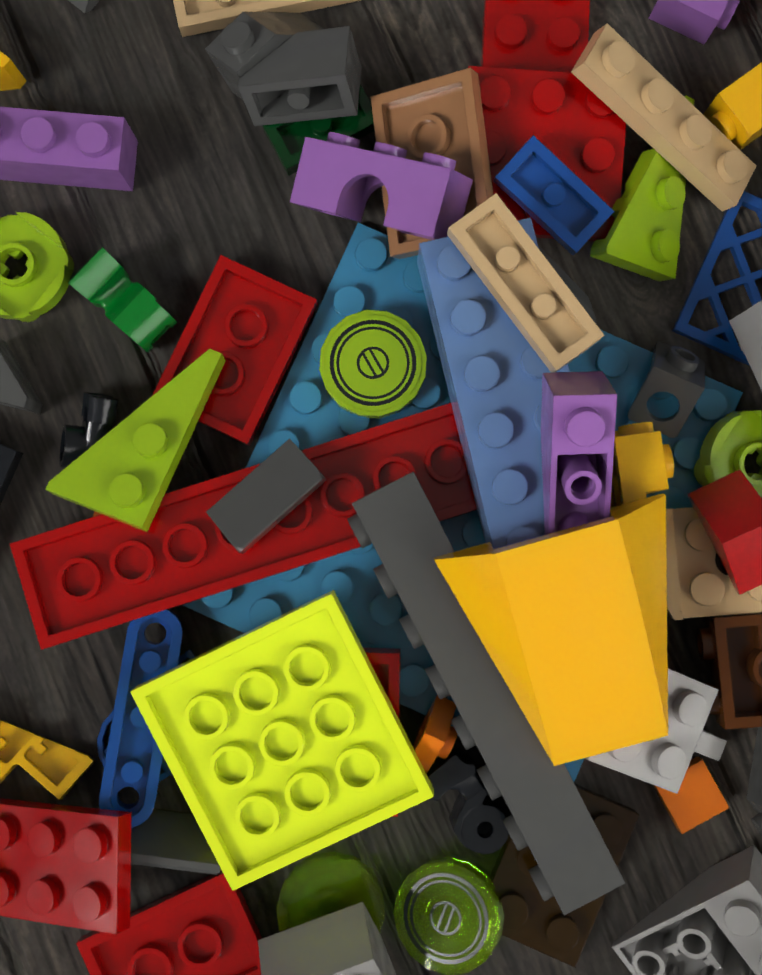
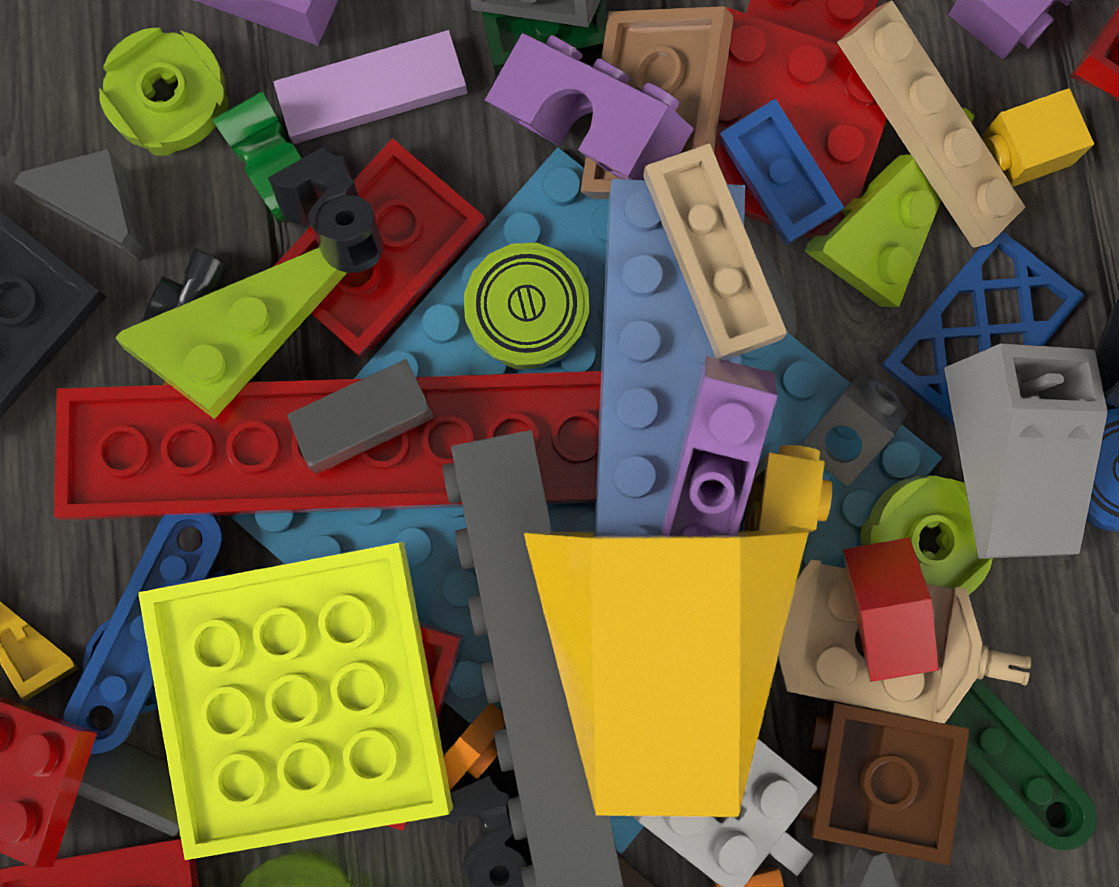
camera: 15 degrees right, 5 degrees down
(182, 320) = (324, 195): none -> black leg
(188, 215) = (370, 87): none -> lavender tile

